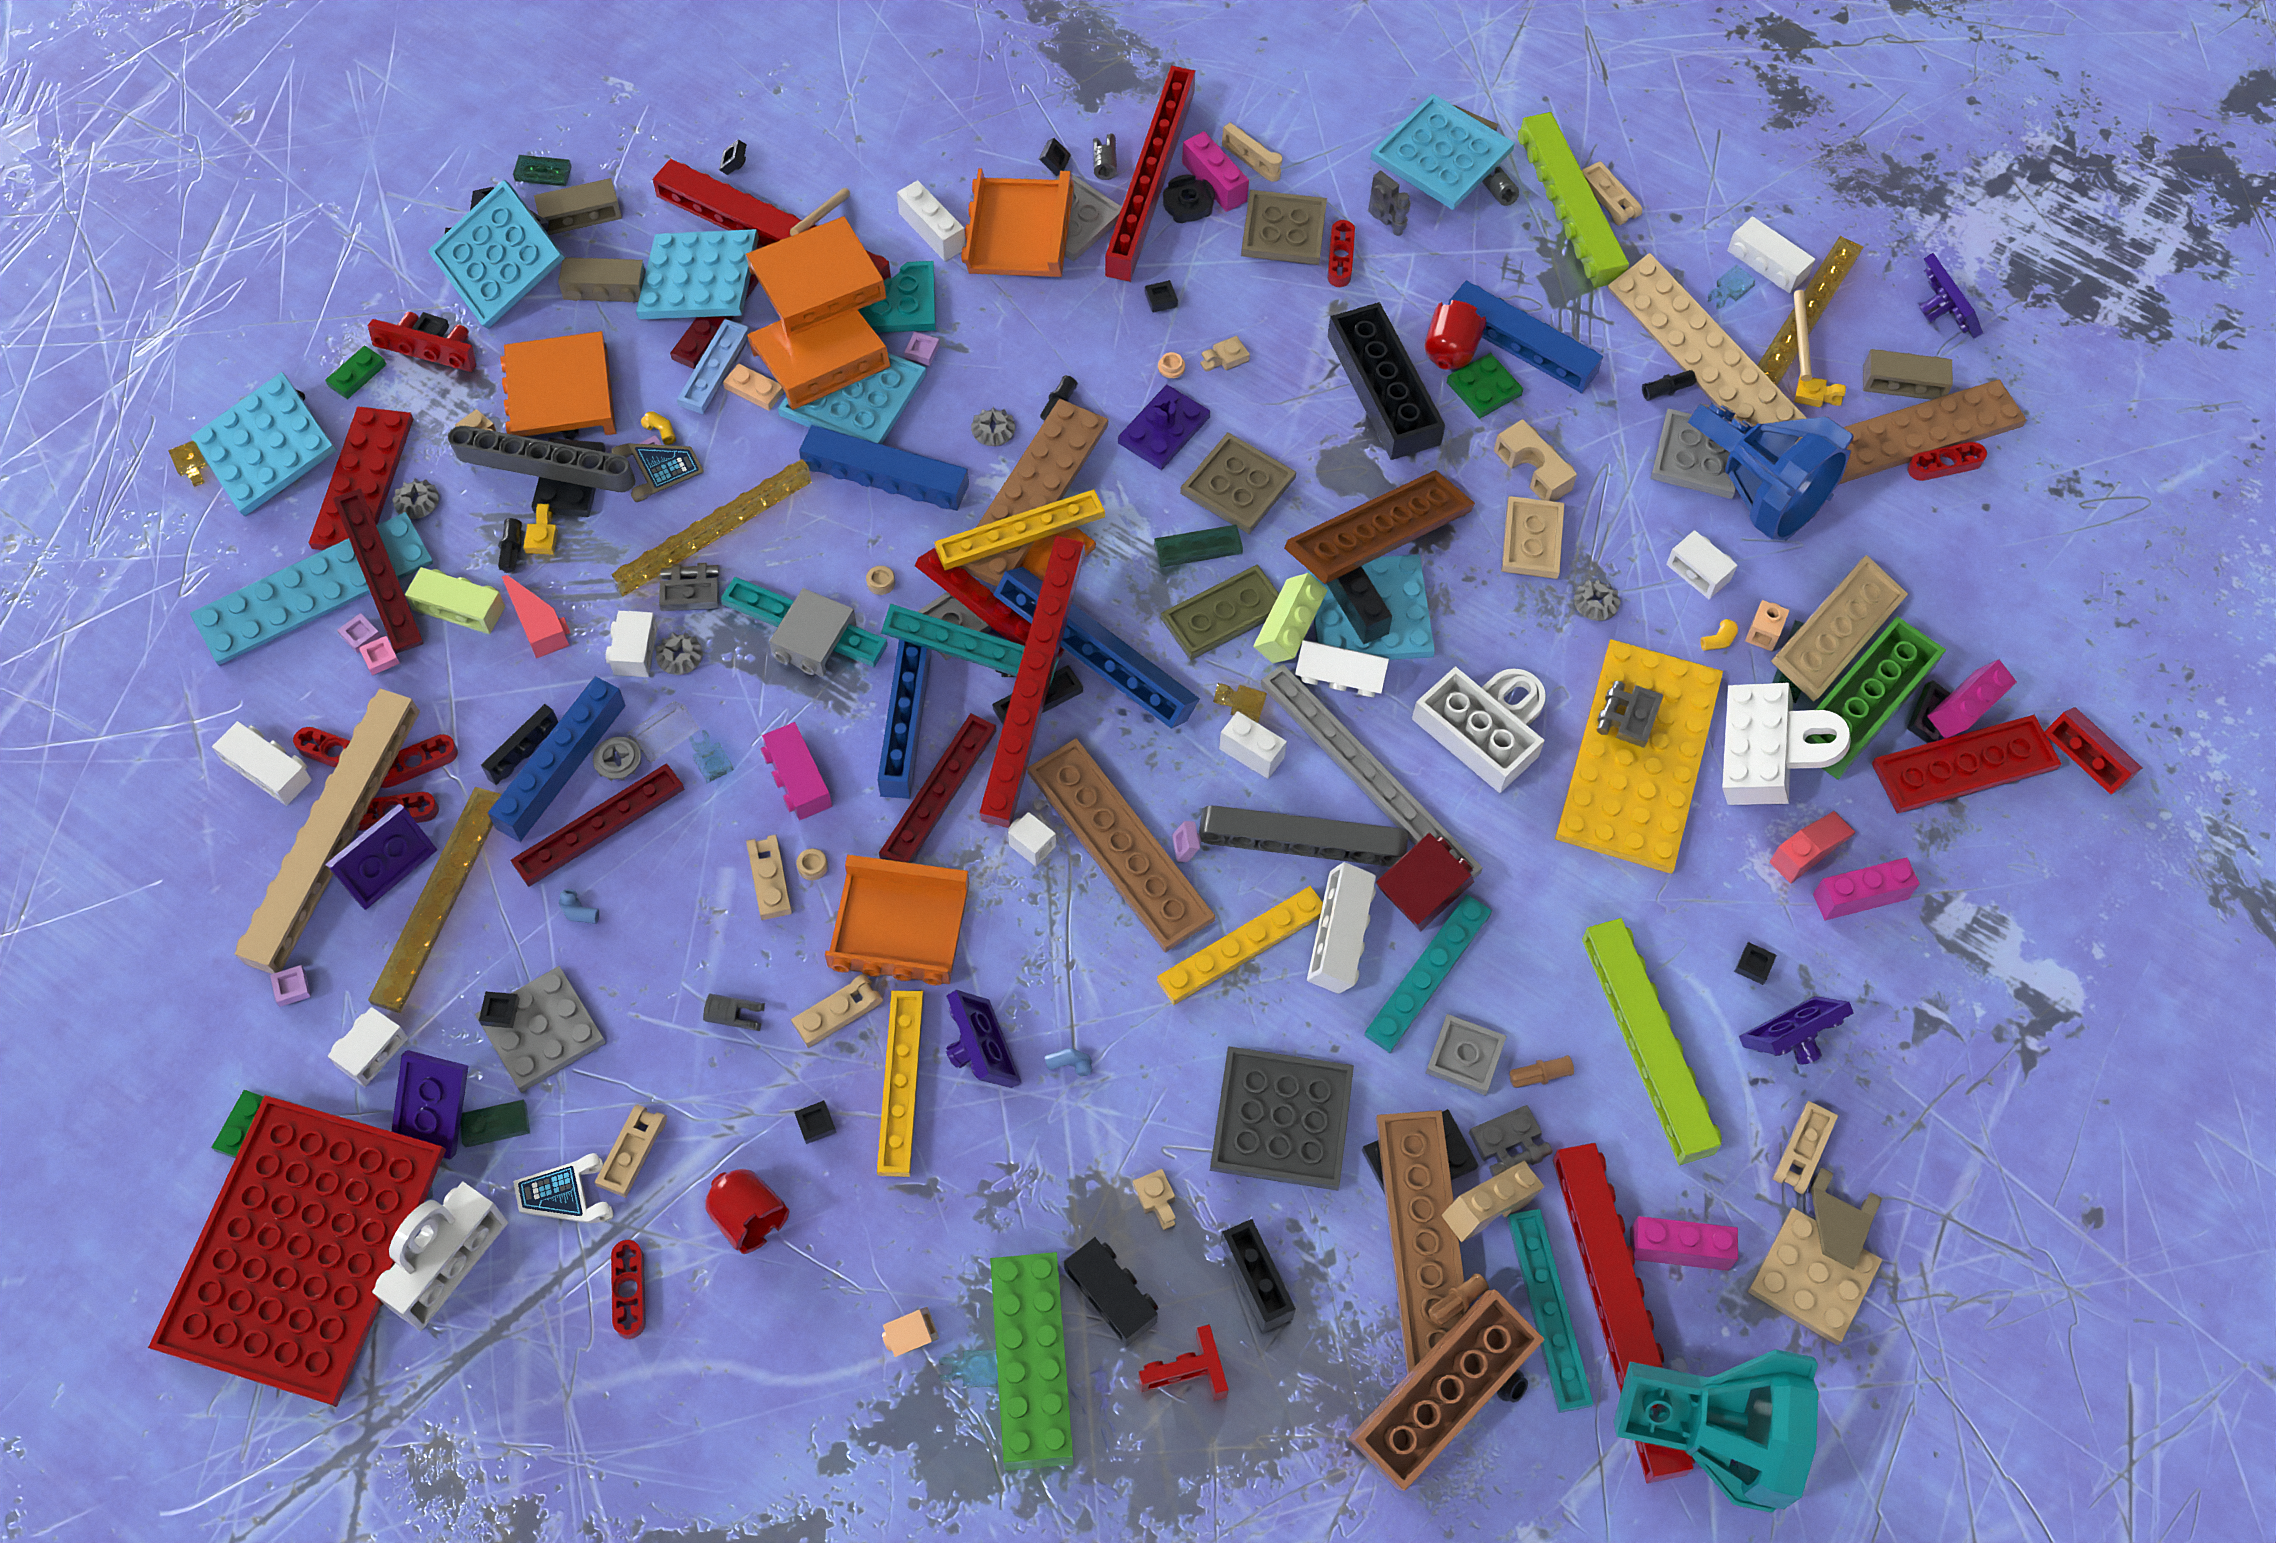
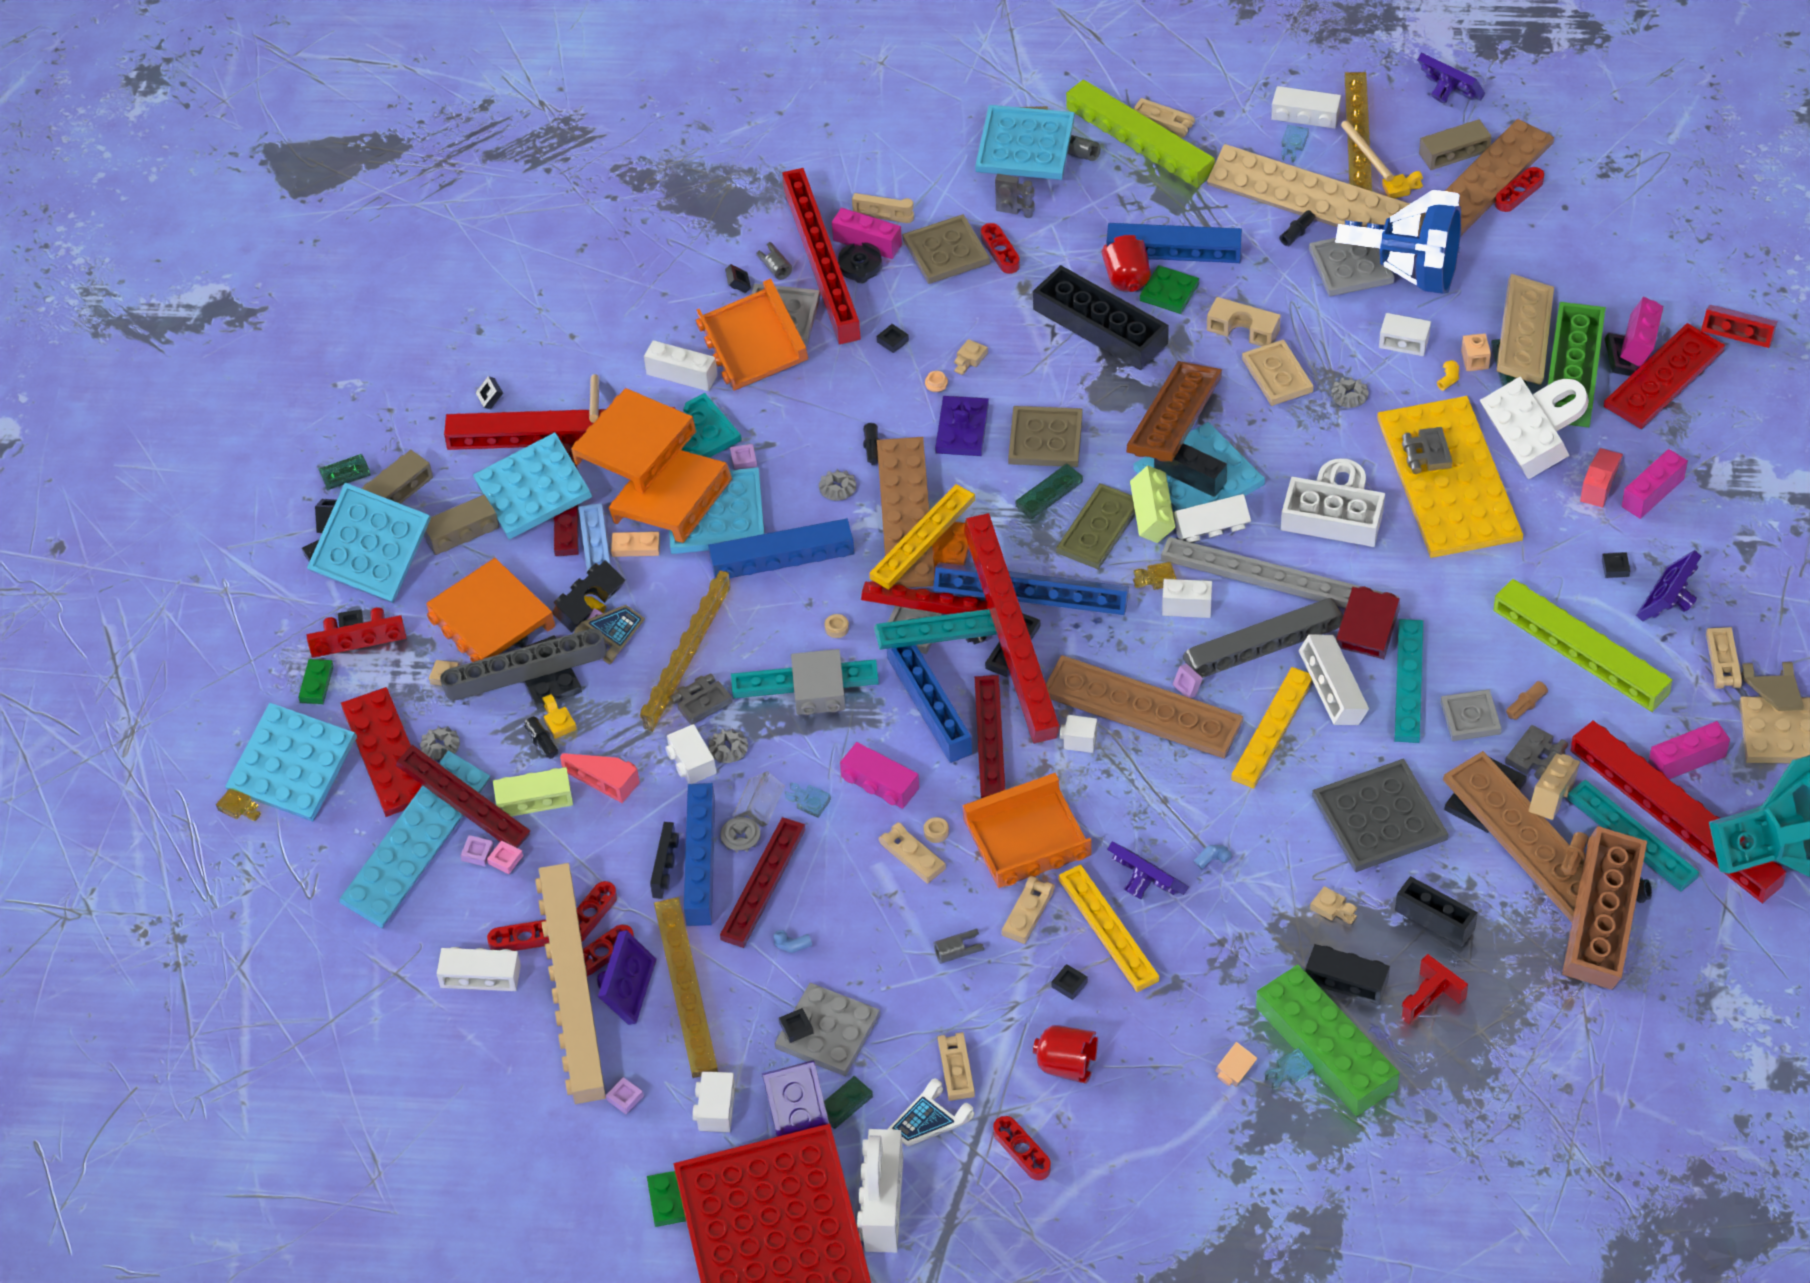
camera: 25 degrees left, 10 degrees down
(677, 407) = (601, 581): none -> black arch

